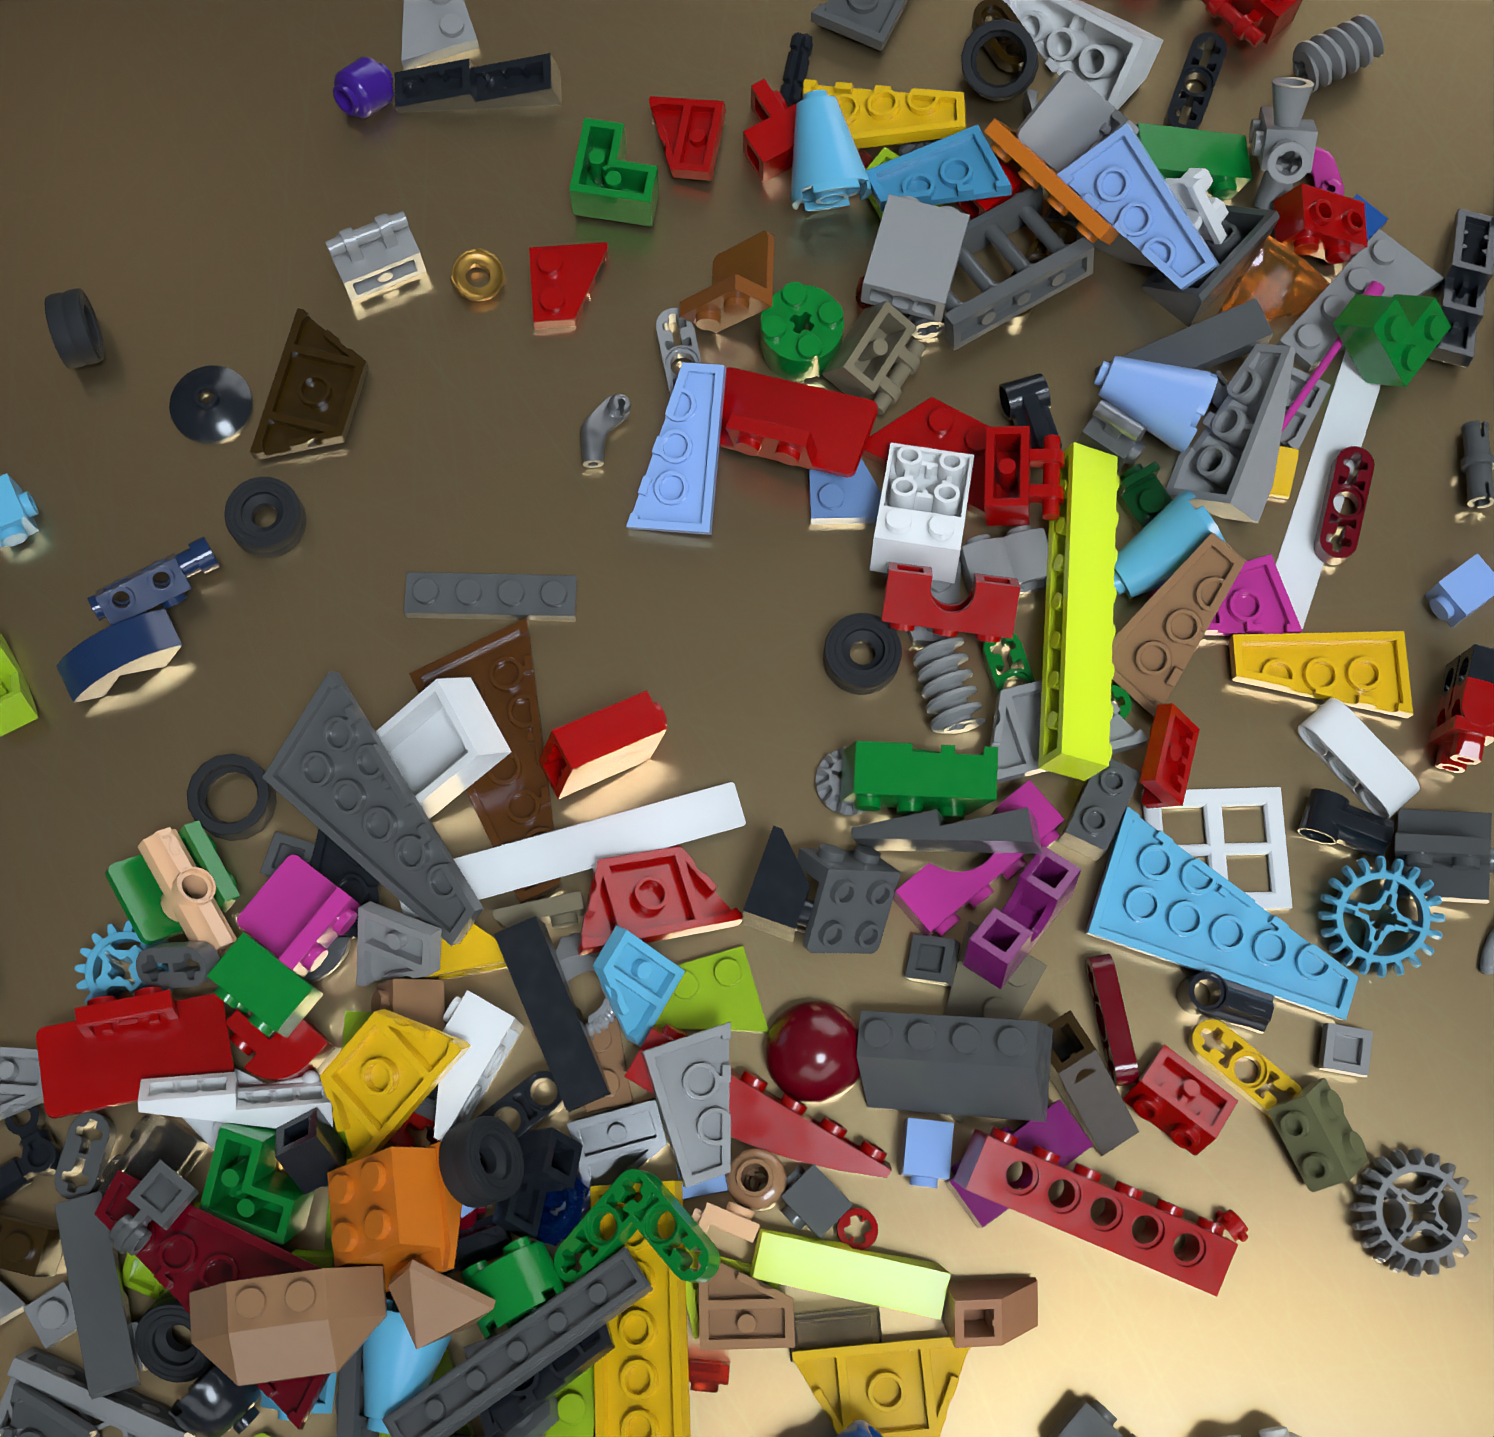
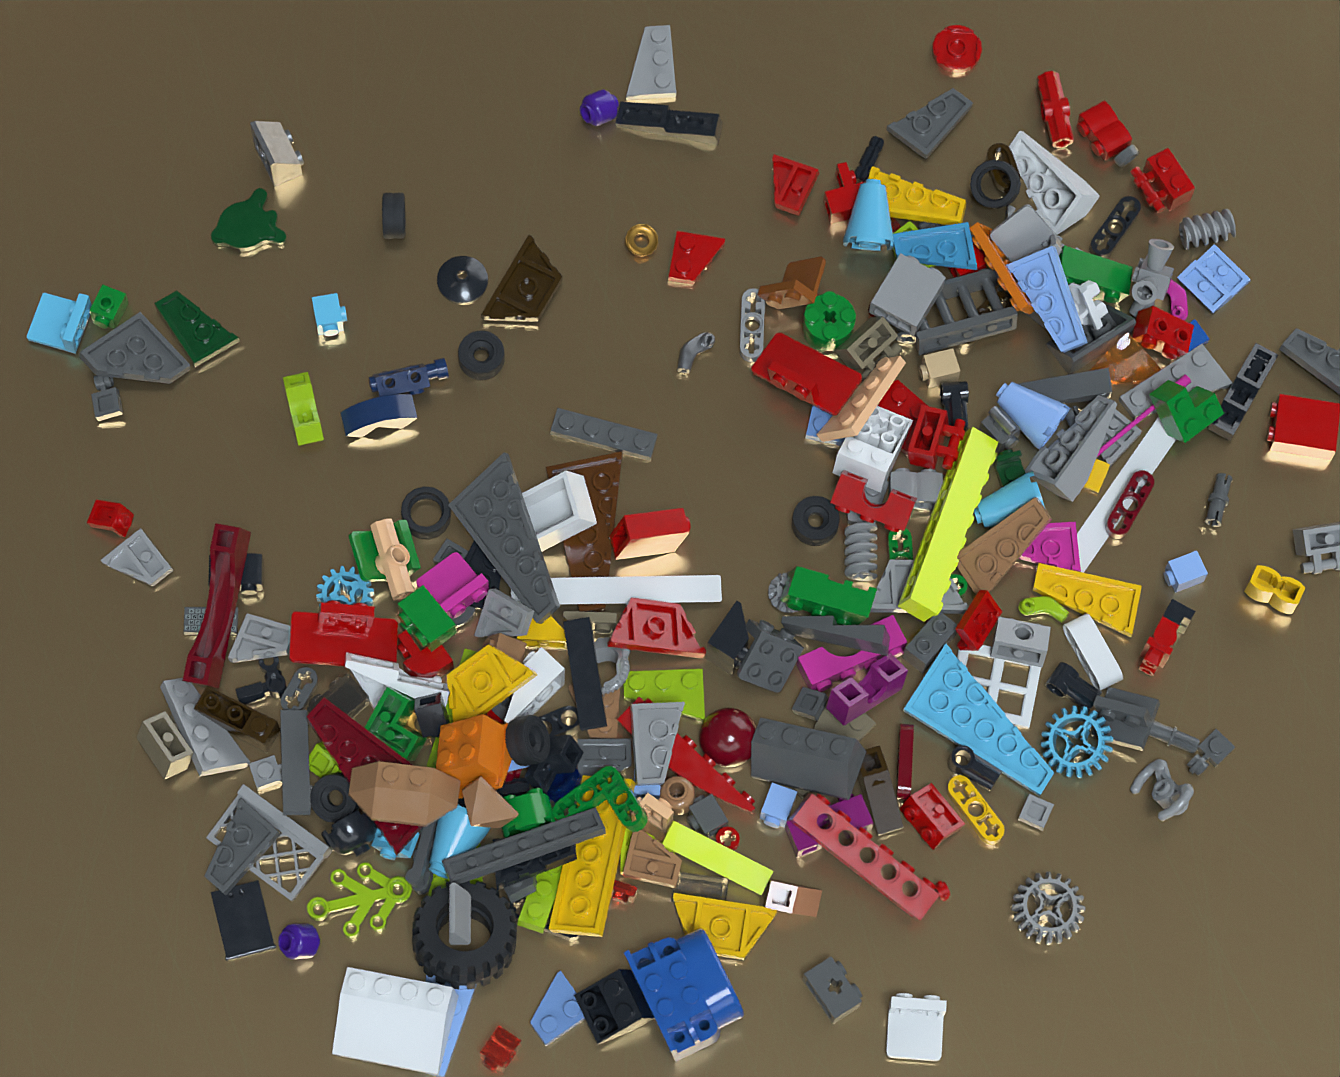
camera: 10 degrees right, 5 degrees down
(160, 1198) = (346, 715): dark grey plate -> none
(176, 956) = (379, 590): dark grey beam -> none
(376, 255) = (583, 213): light grey brick -> none
(607, 184) = (733, 204): green brick -> none
(635, 982) = (636, 669): medium azure wing -> none
(684, 464) = (736, 387): light blue wing -> none
(890, 444) = (863, 401): none -> light nougat wing
(992, 362) = (939, 368): none -> tan brick
(1256, 701) = (1043, 605): none -> lime arm
(1265, 775) = (1020, 641): none -> light grey brick
(1319, 1136) = (1005, 852): olive bracket -> none
(1366, 126) = (1214, 278): none -> light blue slope

